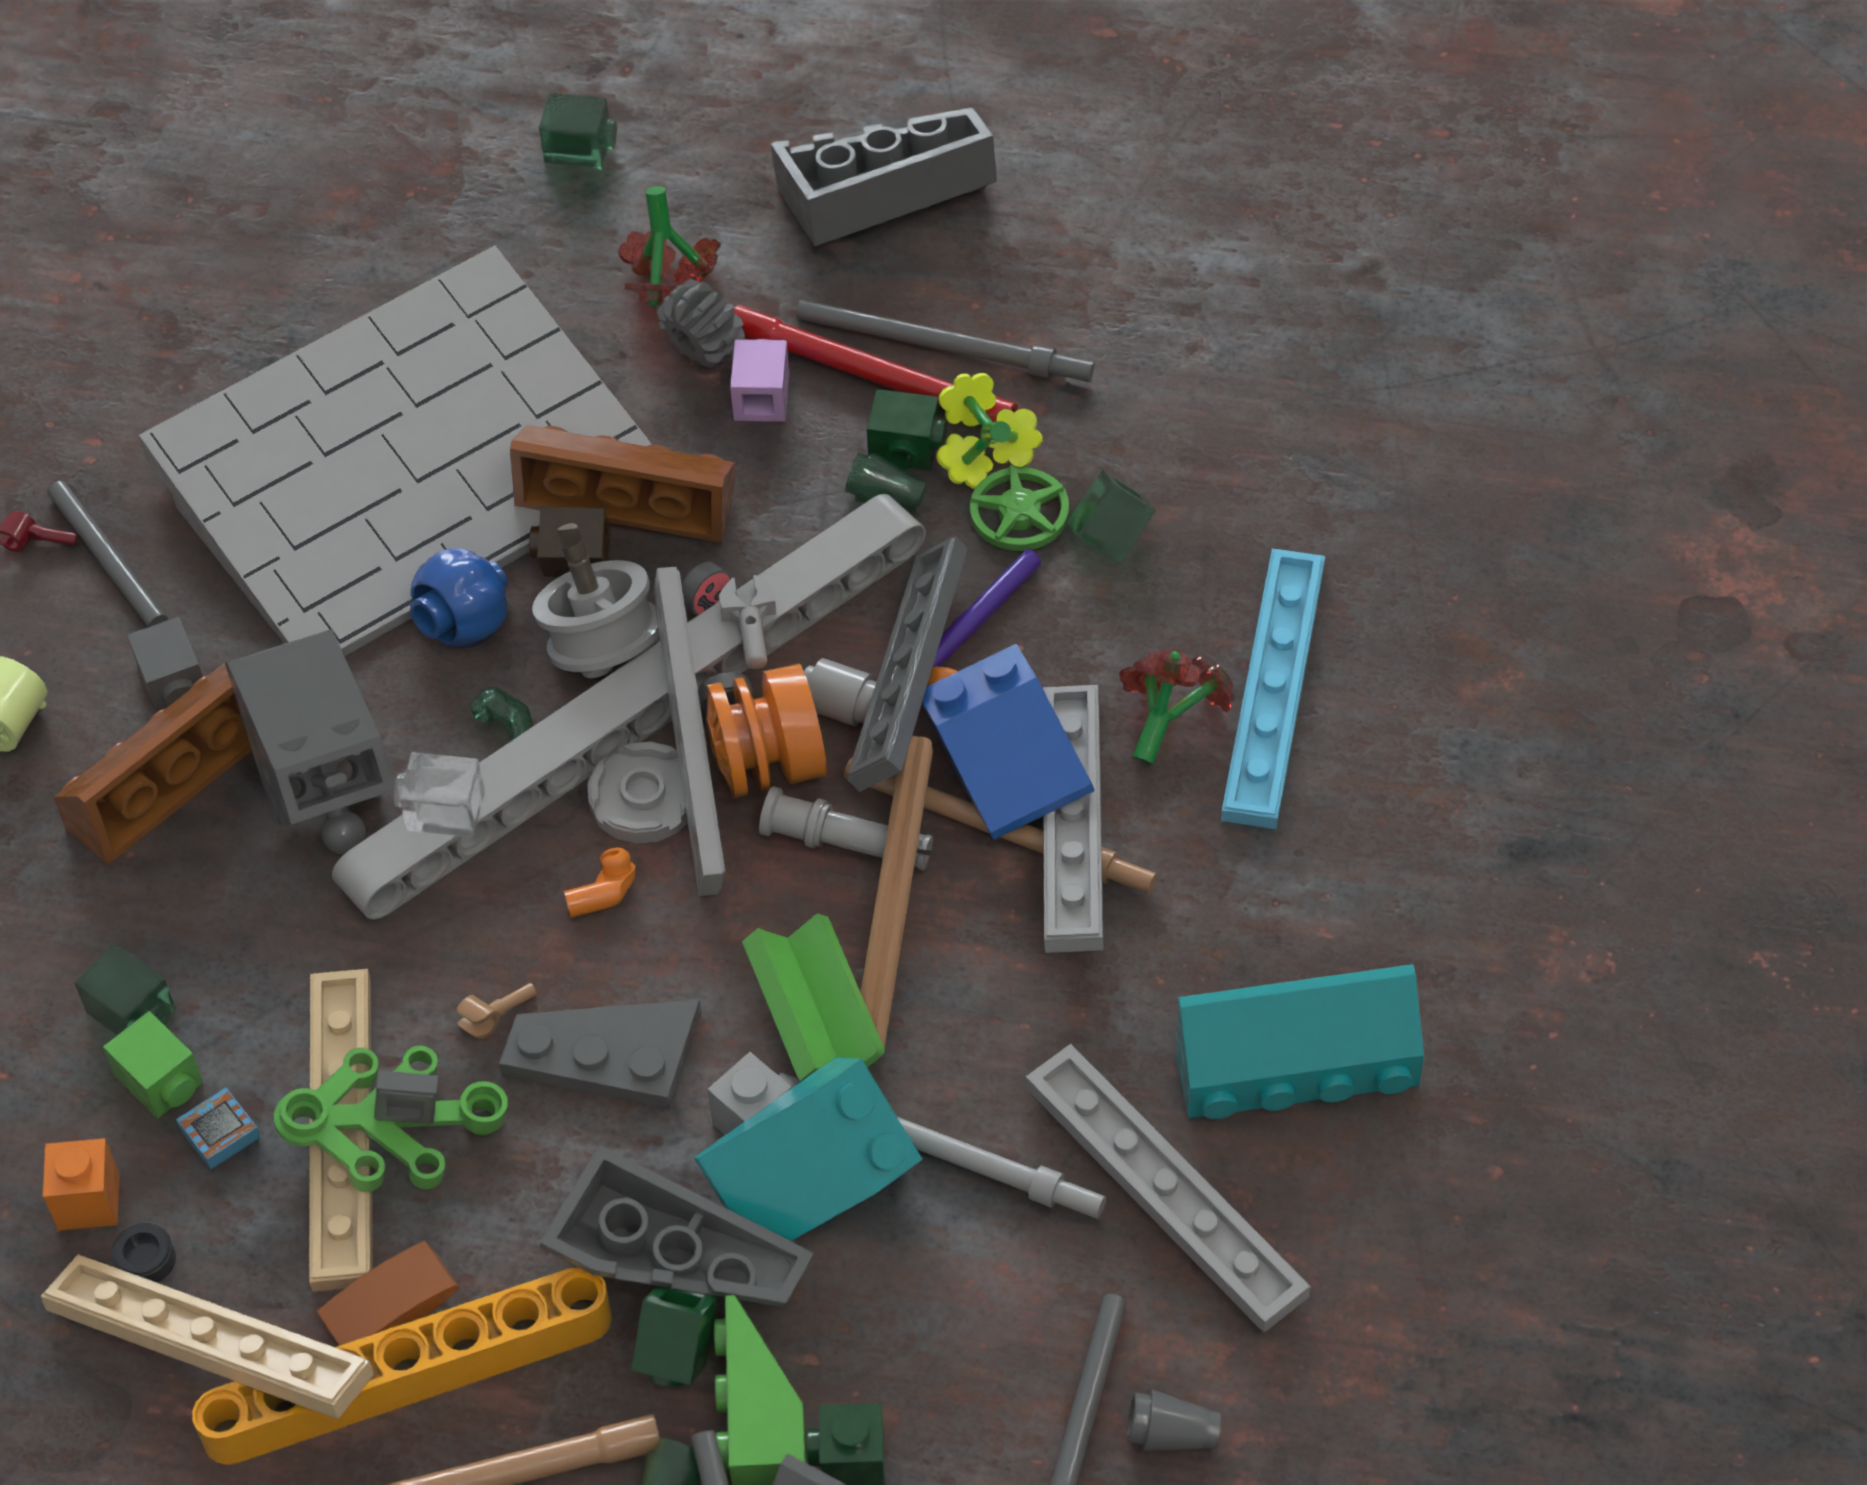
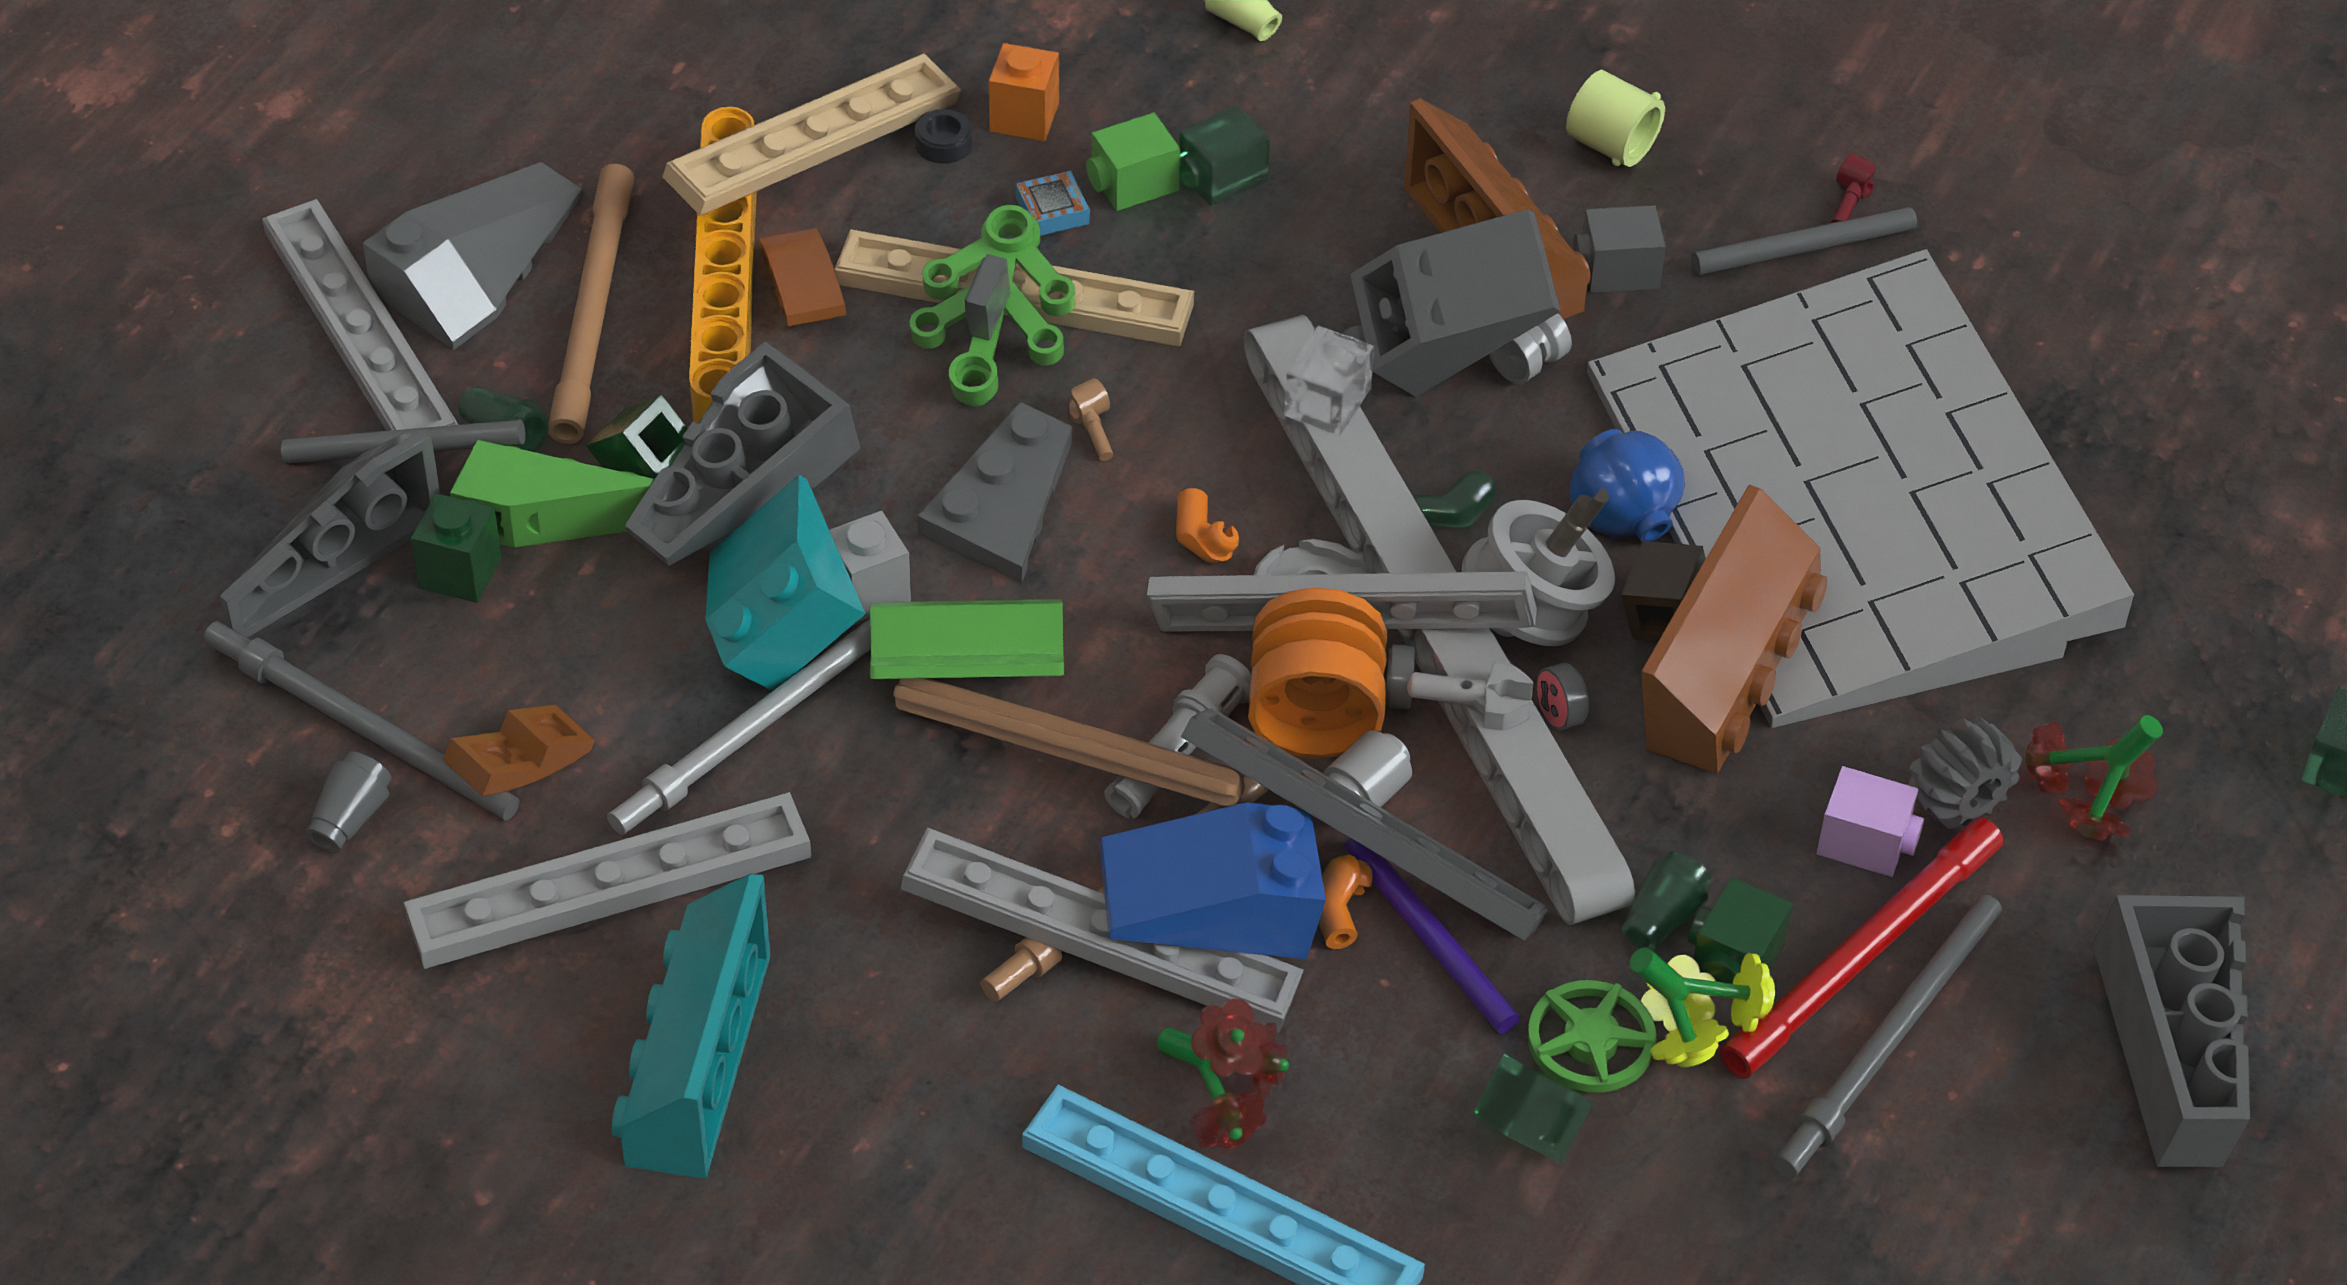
camera: 105 degrees right, 5 degrees down
(1053, 1313) = (525, 750): none -> dark orange slope

